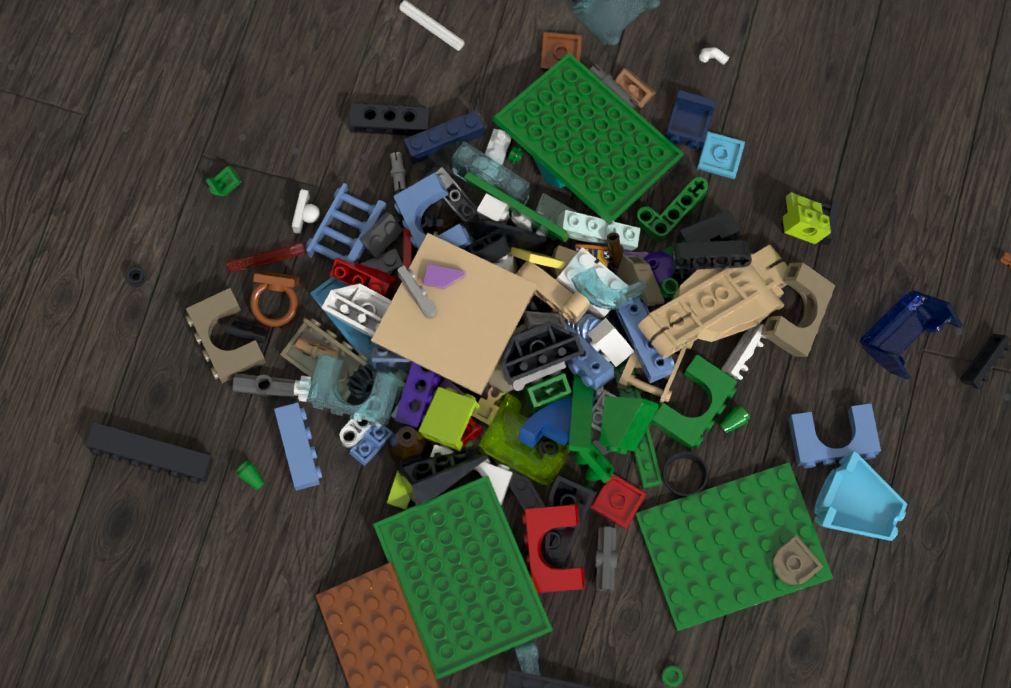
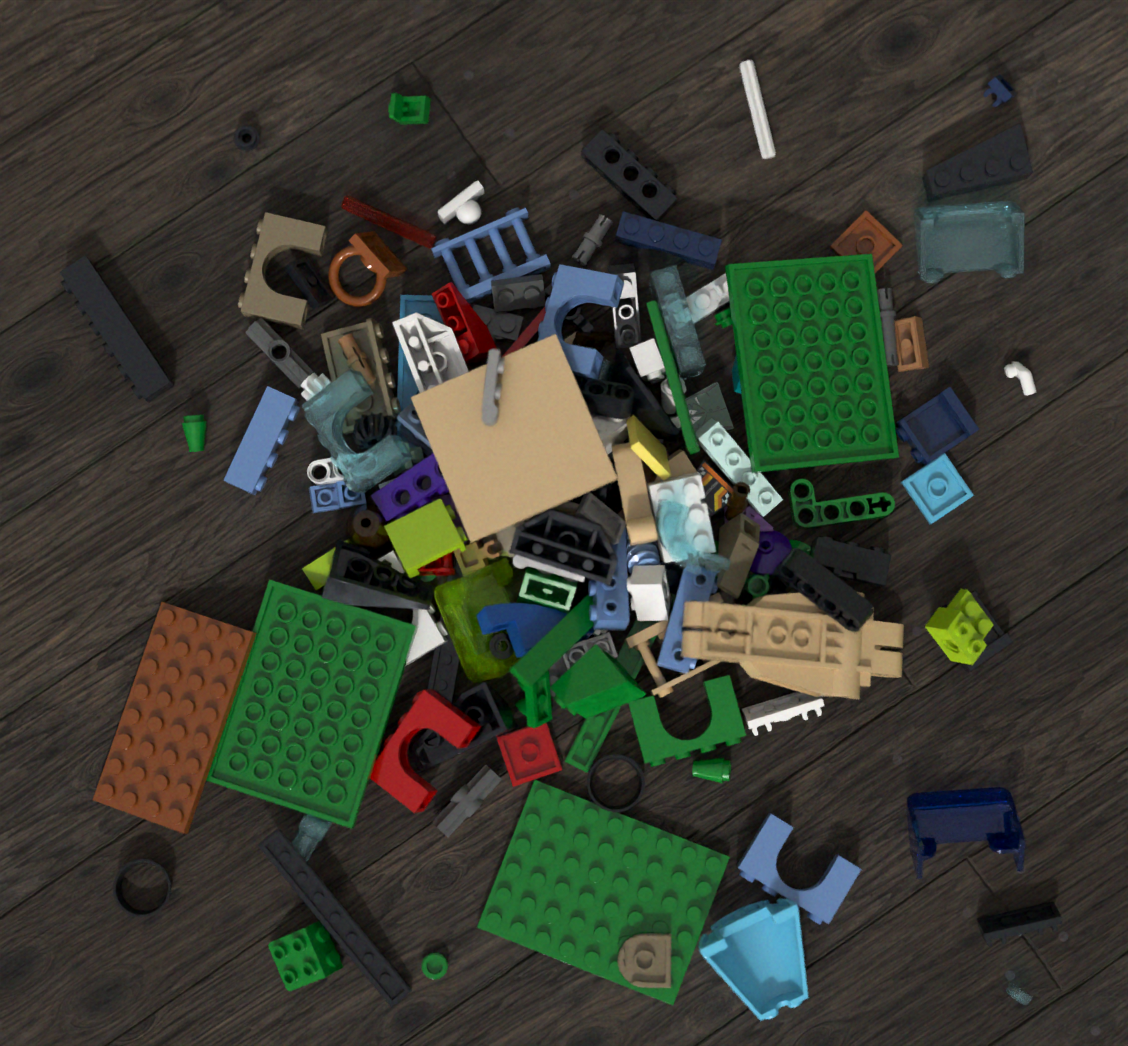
camera: 45 degrees right, 10 degrees up
(441, 277) = (530, 391): medium lavender tile -> none
(816, 293) = (904, 714): dark tan arch -> none

